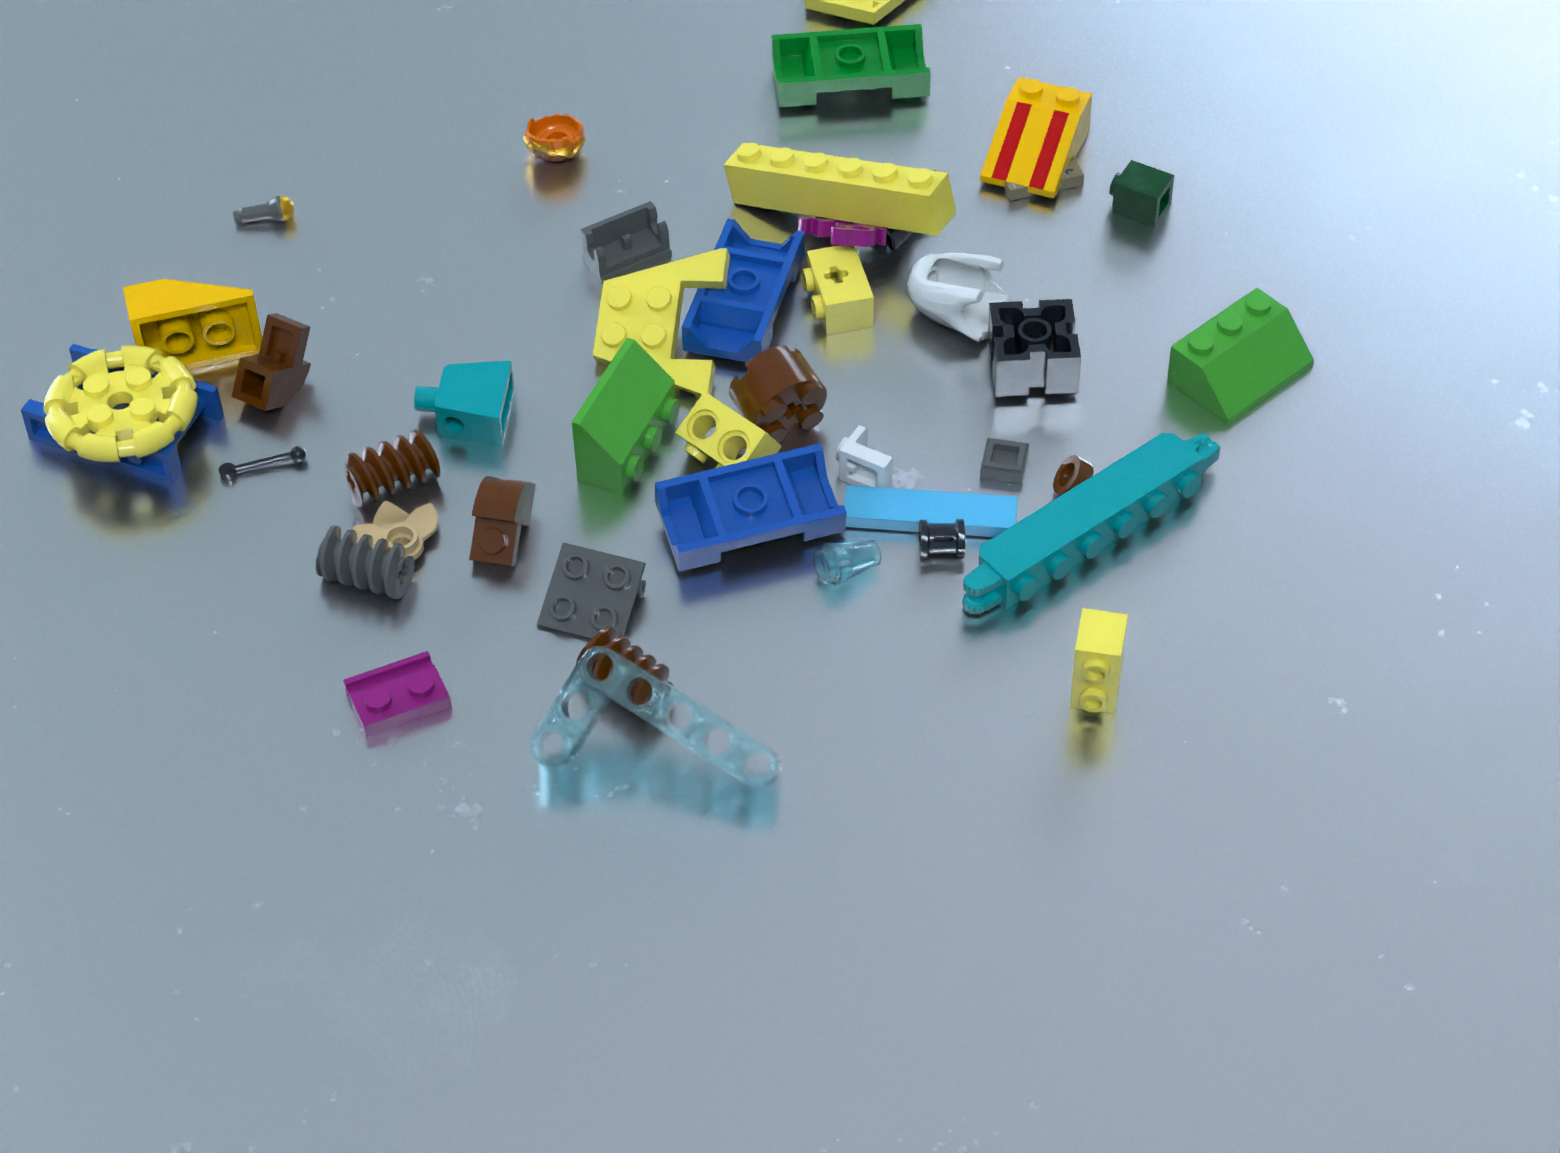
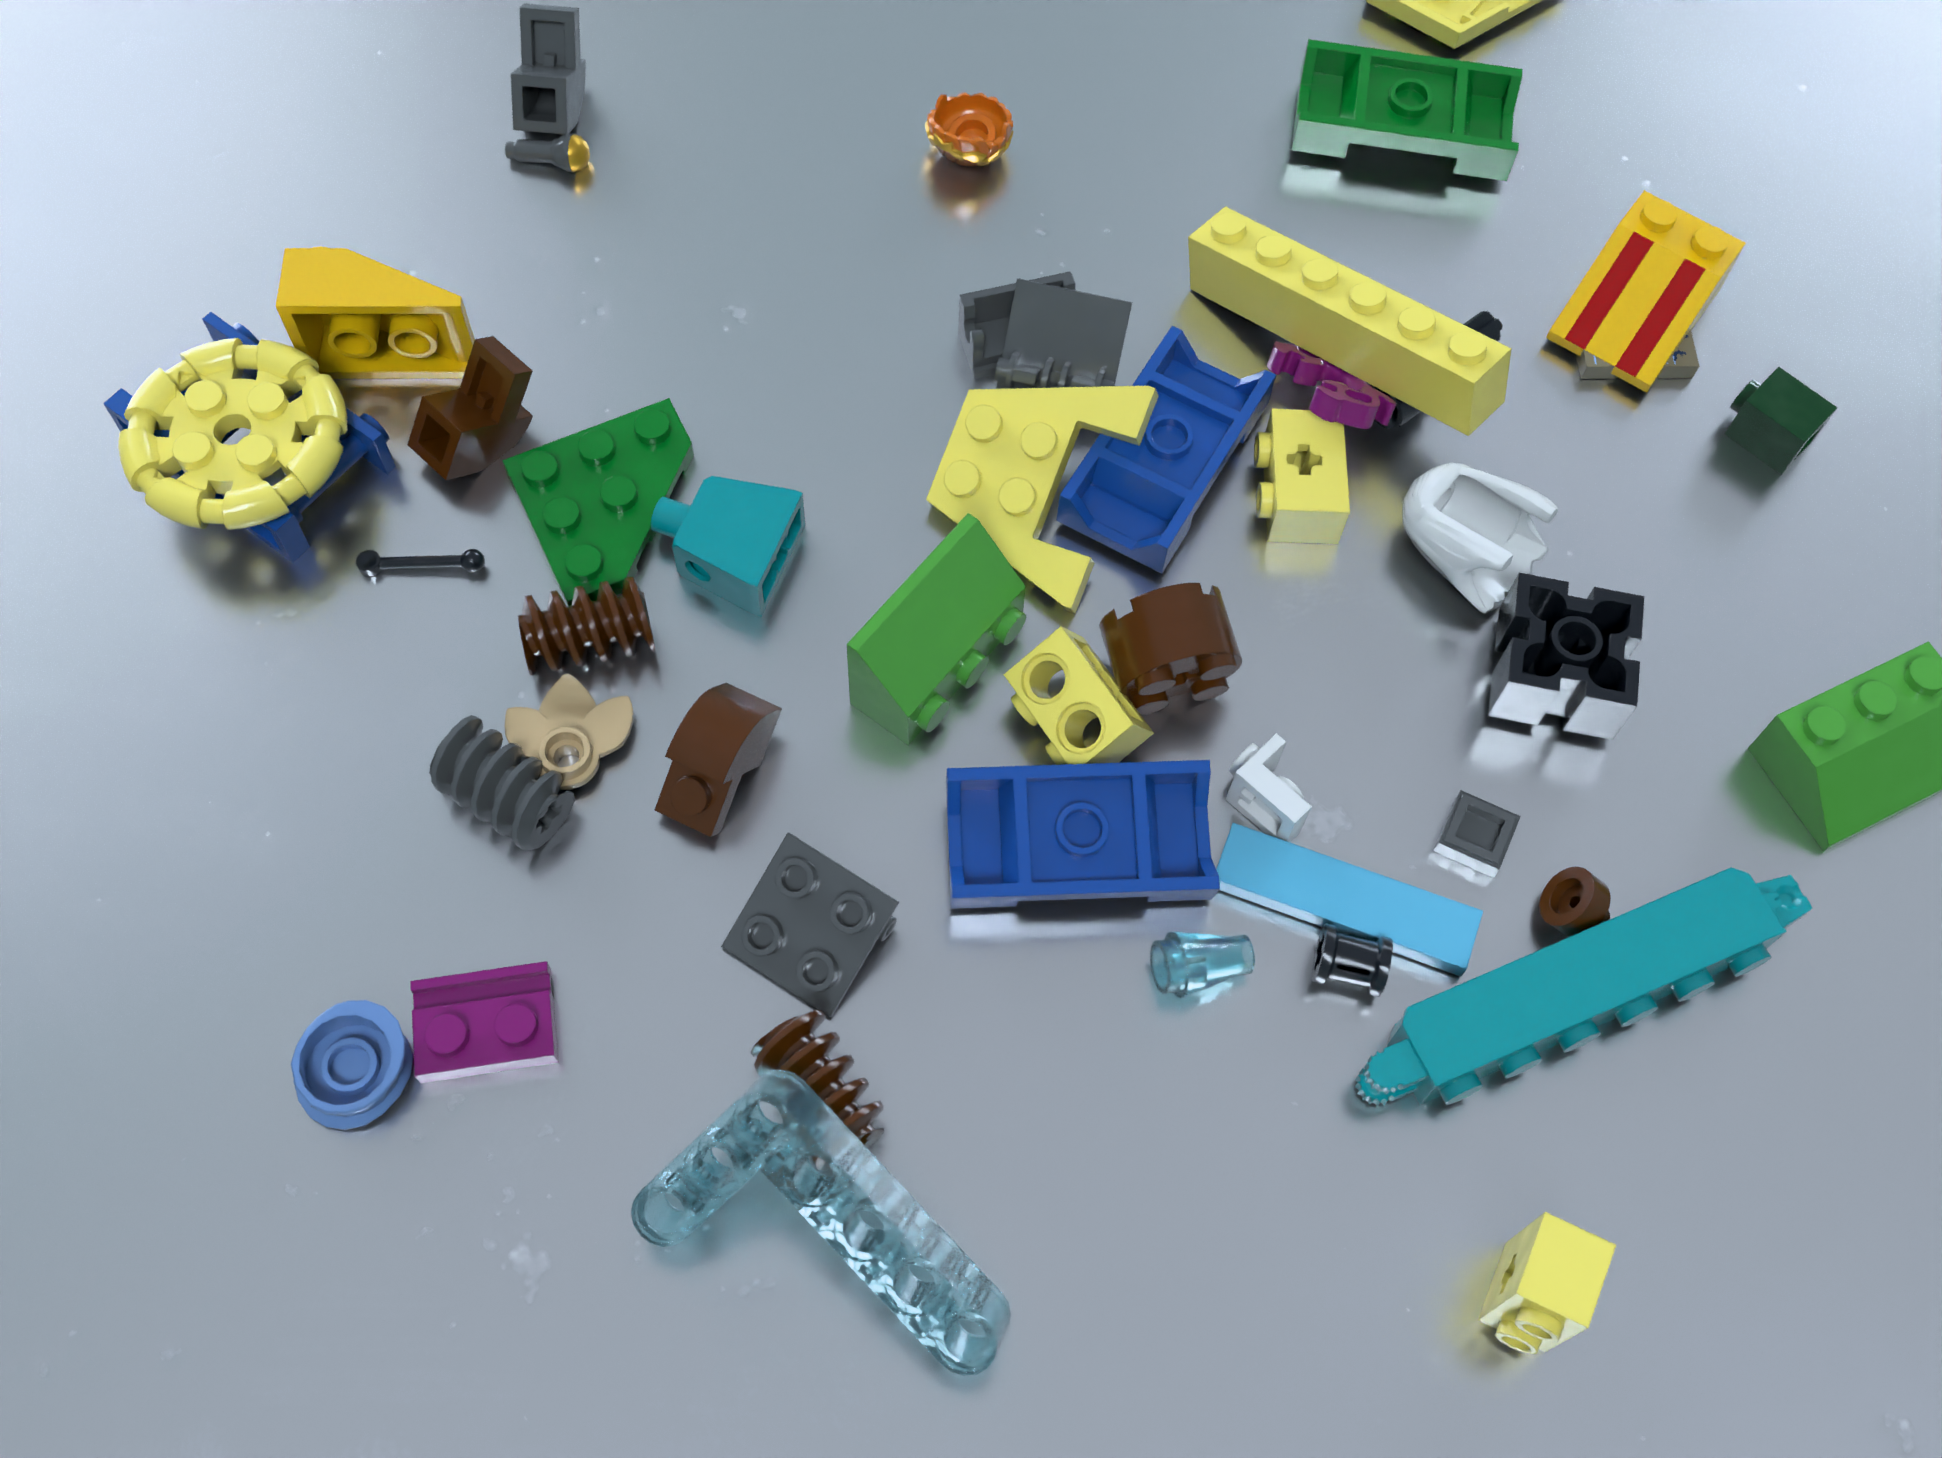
camera: 10 degrees right, 15 degrees up
(251, 158) = (552, 75): none -> dark grey brick
(320, 729) = (351, 1064): none -> medium blue piece
(370, 396) = (597, 494): none -> green plate
(655, 237) = (1061, 338): none -> dark grey hinge

